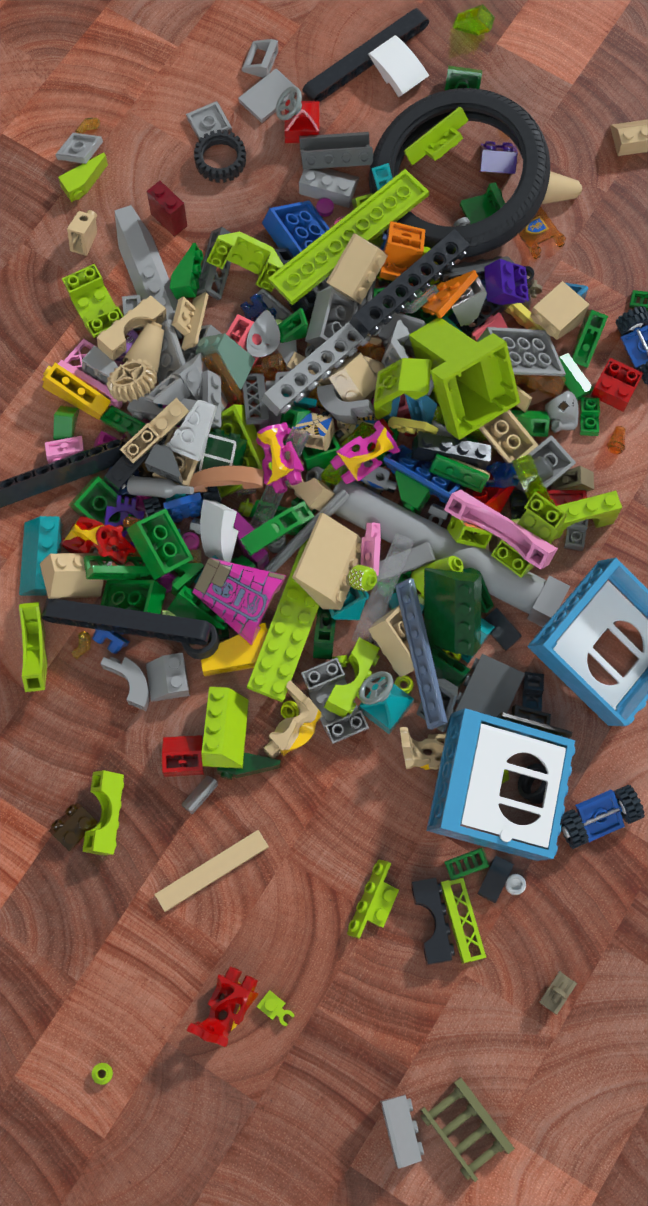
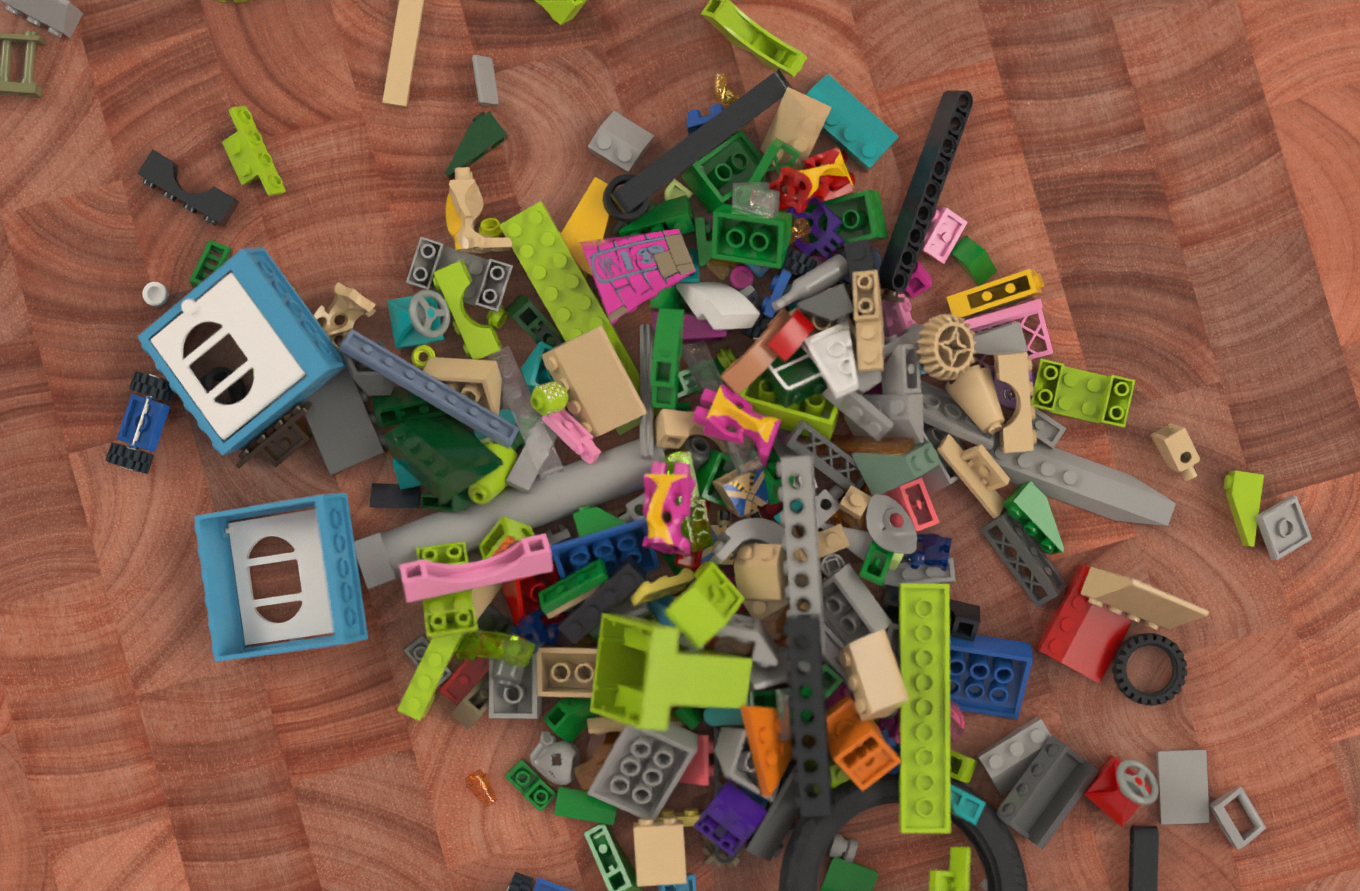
camera: 130 degrees right, 15 degrees up
(88, 124) = (1309, 563): clear yellow arm -> none
(122, 421) = (908, 313): green tile -> none
(135, 556) = (756, 198): none -> clear slope
(139, 689) = (647, 112): light grey arch -> none
(167, 208) = (1127, 555): dark red brick -> none
(182, 756) = (532, 94): red slope -> none
(187, 181) = (1138, 600): none -> tan slope
(201, 466) = (790, 335): none -> red slope
(208, 119) = (1204, 695): light grey tile -> none
(223, 205) = (1083, 633): none -> red slope
(224, 728) = (520, 150): lime slope -> none
(248, 254) = (996, 596): lime slope -> none
(267, 365) = (854, 502): none -> tan plate
(325, 207) = (995, 728): magenta tile -> none
(456, 924) = (165, 207): lime fence -> none
(495, 879) = (173, 277): black slope -> none
(532, 690) = (310, 470): black slope -> none
(557, 993) = (29, 242): dark tan hips -> none
(616, 384) = (537, 842): red slope -> none

